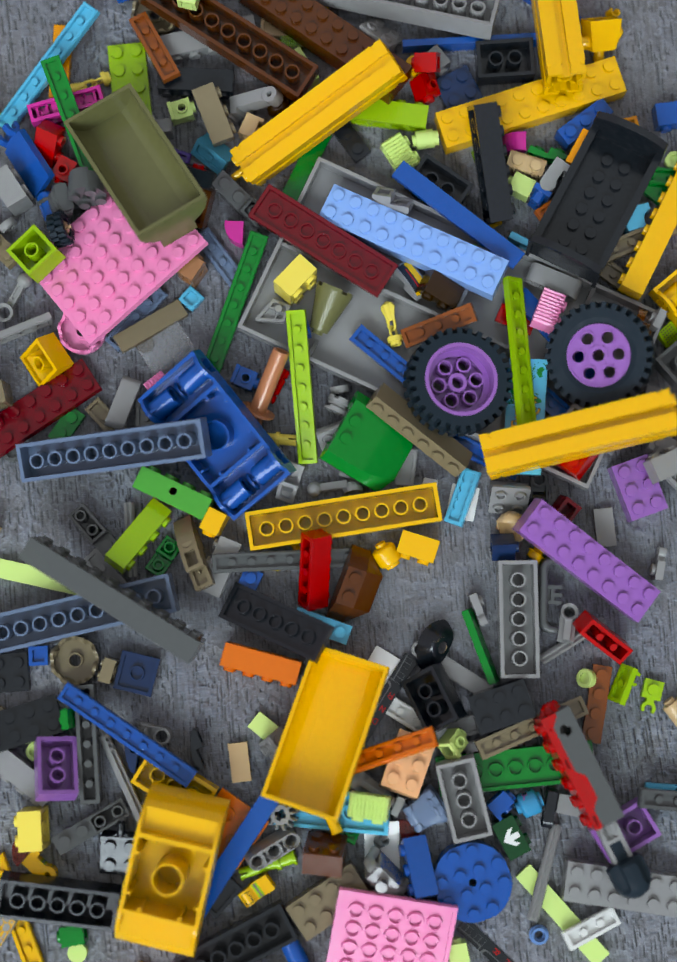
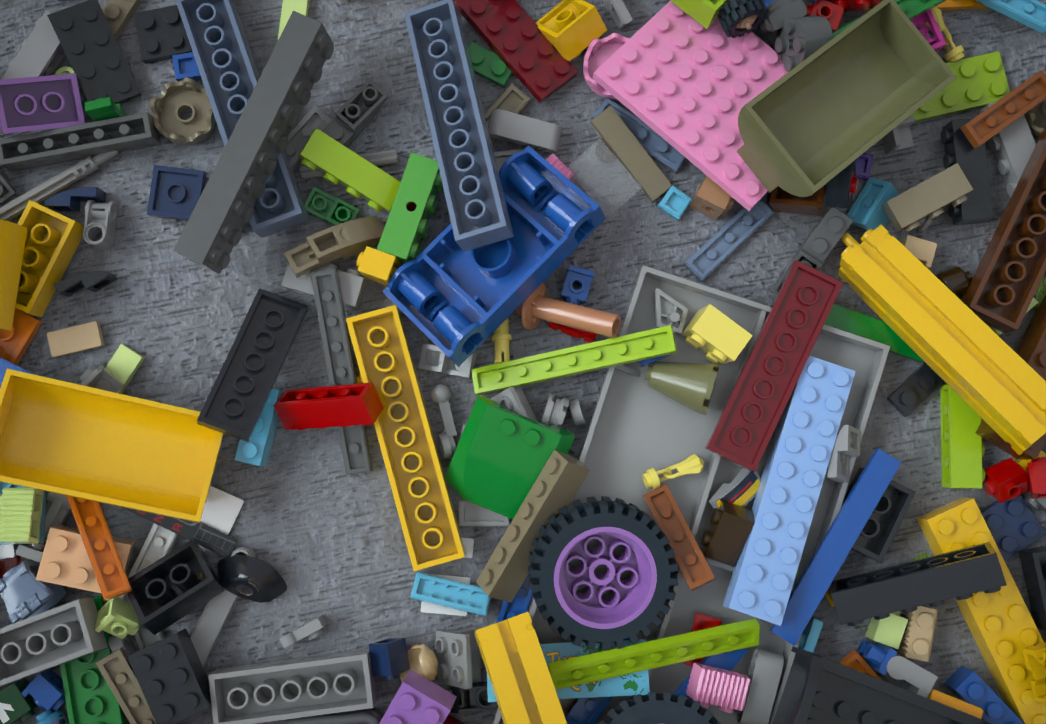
camera: 80 degrees right, 0 degrees up
(108, 670) = (175, 156): dark tan piece -> none
(127, 734) = (88, 188): blue tile -> none
(179, 117) = (917, 158): yellowish green brick -> none
(235, 232) = (771, 249): dark pink brick -> none
(236, 299) = (679, 260): green tile -> none
(251, 579) = (310, 325): blue plate -> none
(254, 100) = (953, 251): light grey leg -> none
(260, 663) = (200, 348): orange brick -> none
(355, 586) = (317, 464): reddish brown wedge -> none
(380, 352) = (632, 461): blue plate -> none
(386, 555) = (362, 500): yellow head -> none
(397, 149) = (915, 453): yellowish green brick -> none
(417, 547) = (377, 540): yellow brick -> none
(425, 139) = (934, 488): yellowish green brick -> none
(480, 646) = (253, 640): green tile -> none
(515, 141) = (950, 615): dark pink brick -> none
(535, 554) = (383, 702): yellow plate -> none
(539, 152) = (934, 665): green slope -> none

